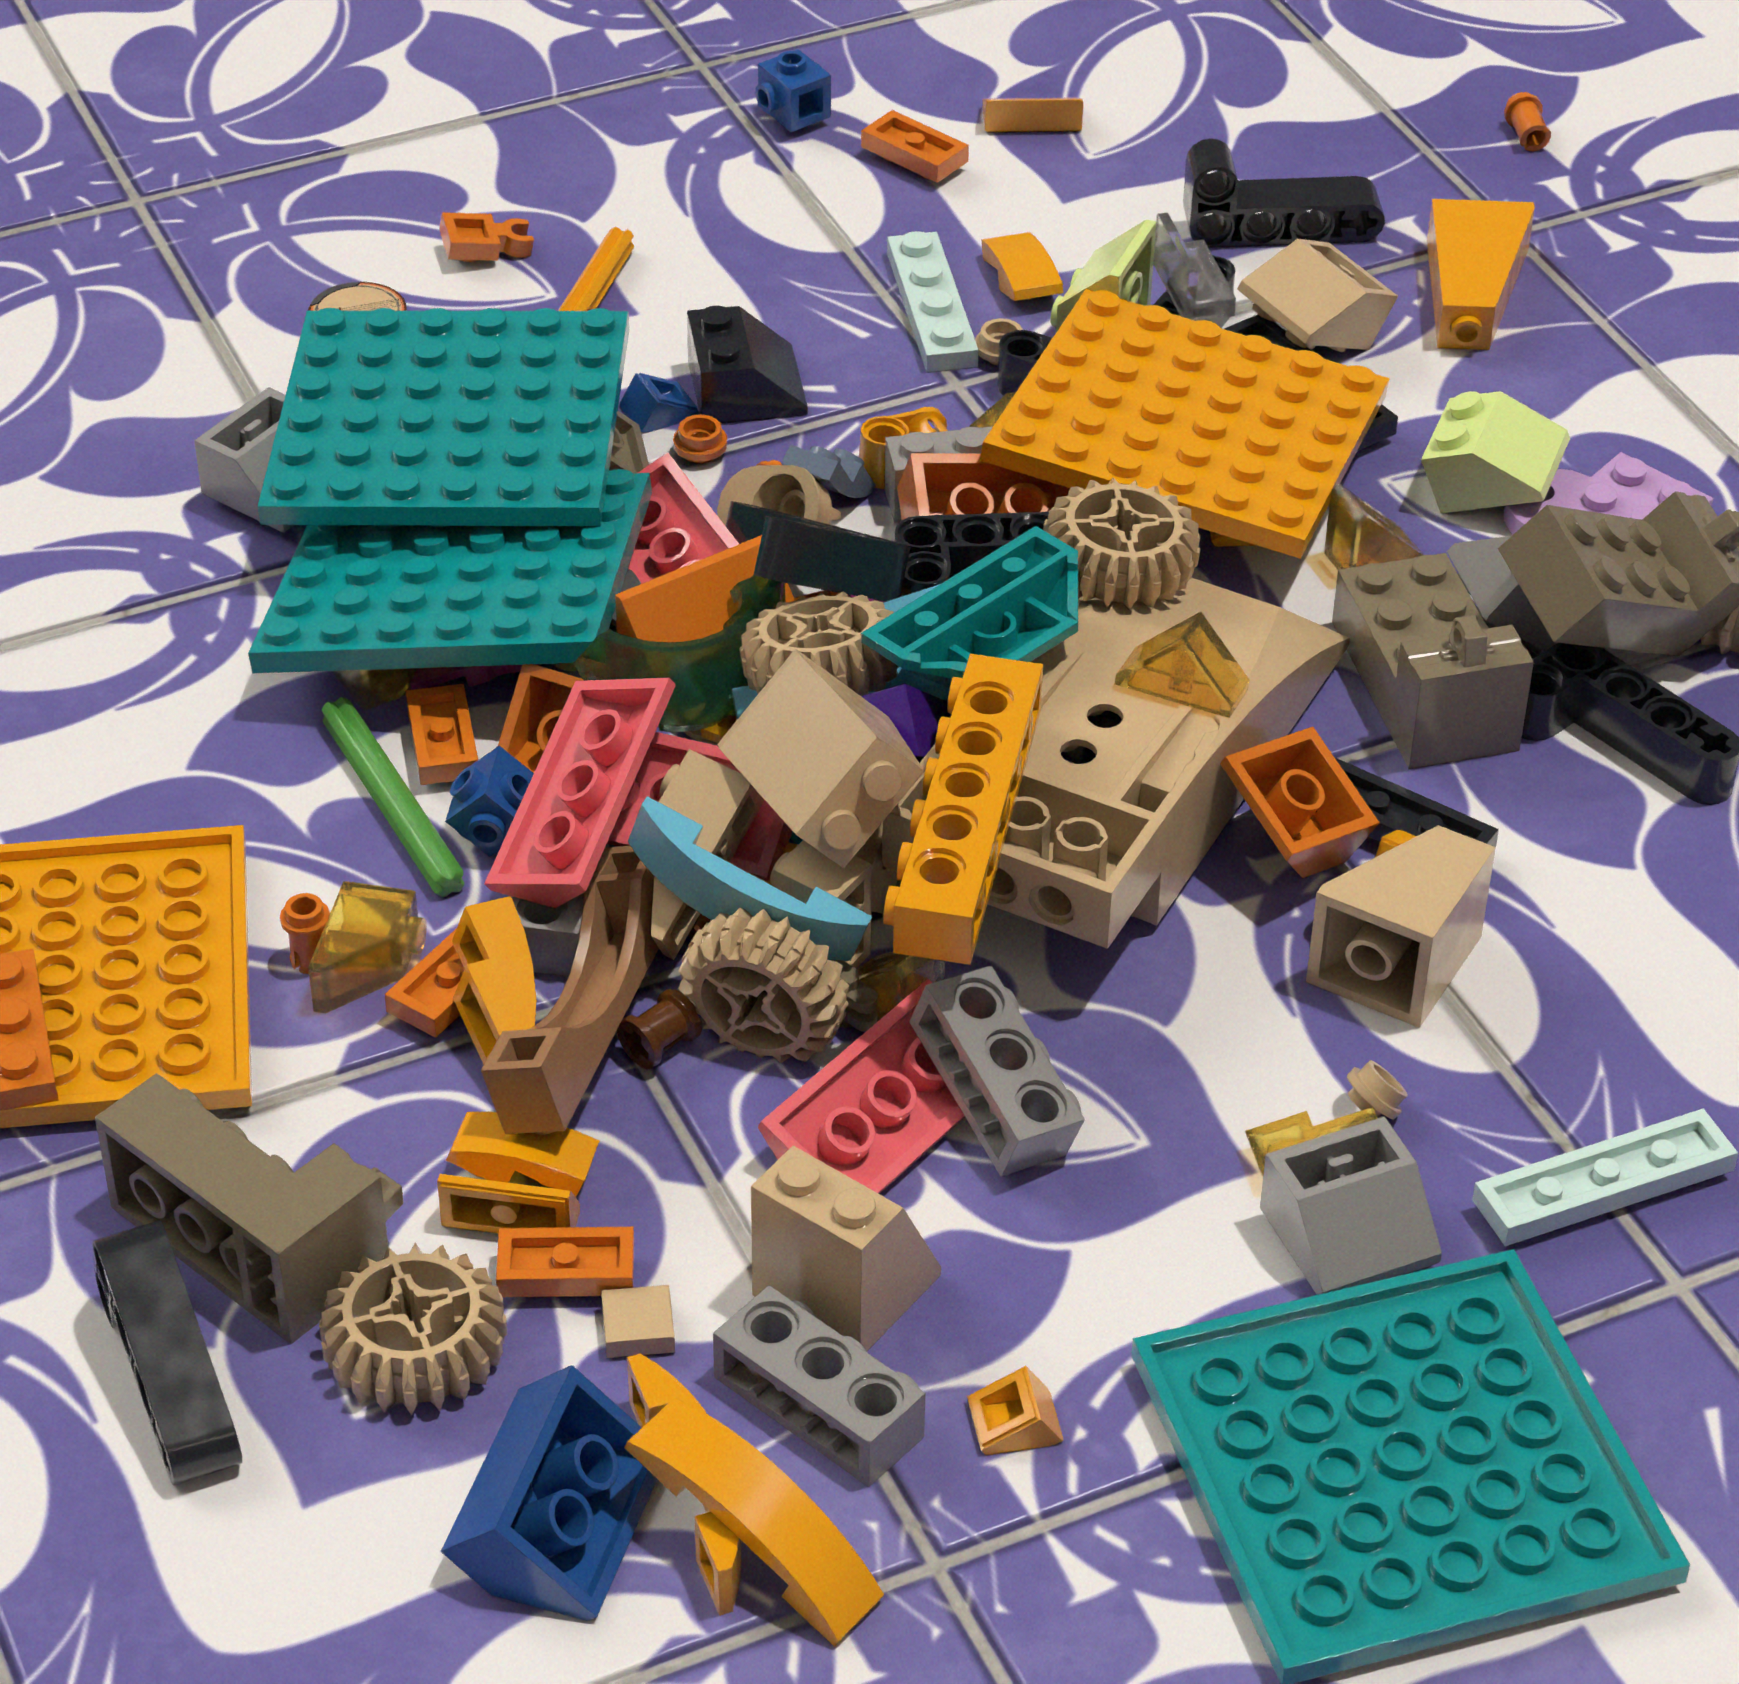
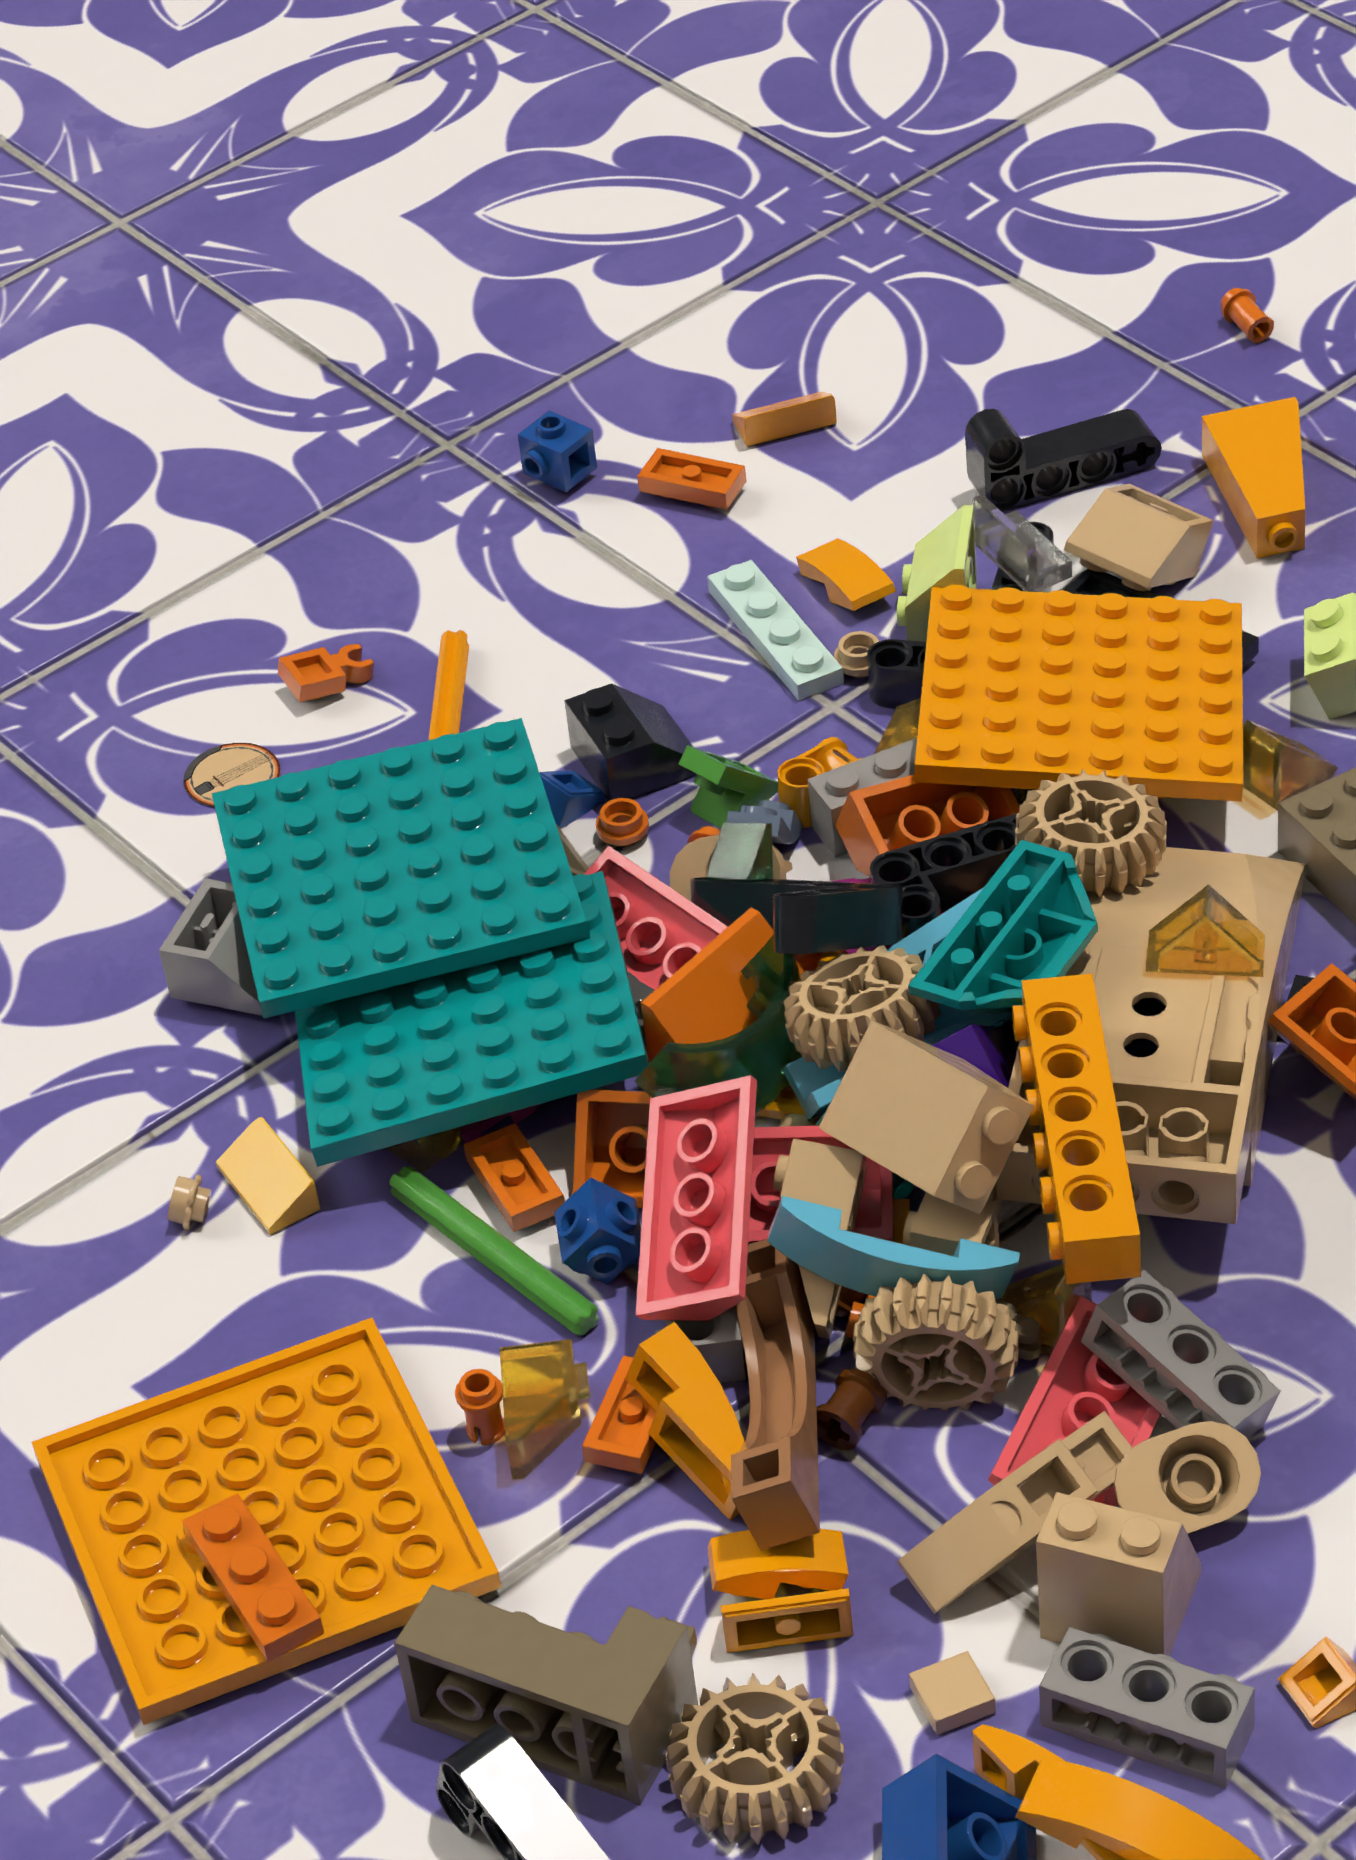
camera: 10 degrees left, 0 degrees up
(126, 678) = (188, 1201): none -> tan plate
(212, 677) = (268, 1177): none -> yellow slope
(564, 1261) = (863, 1654): orange plate -> none
(717, 1180) = (1012, 1513): none -> tan slope
(787, 486) = (742, 852): none -> clear green slope
(811, 421) = (724, 785): none -> bright green slope
(955, 1177) = (1190, 1475): none -> tan piece

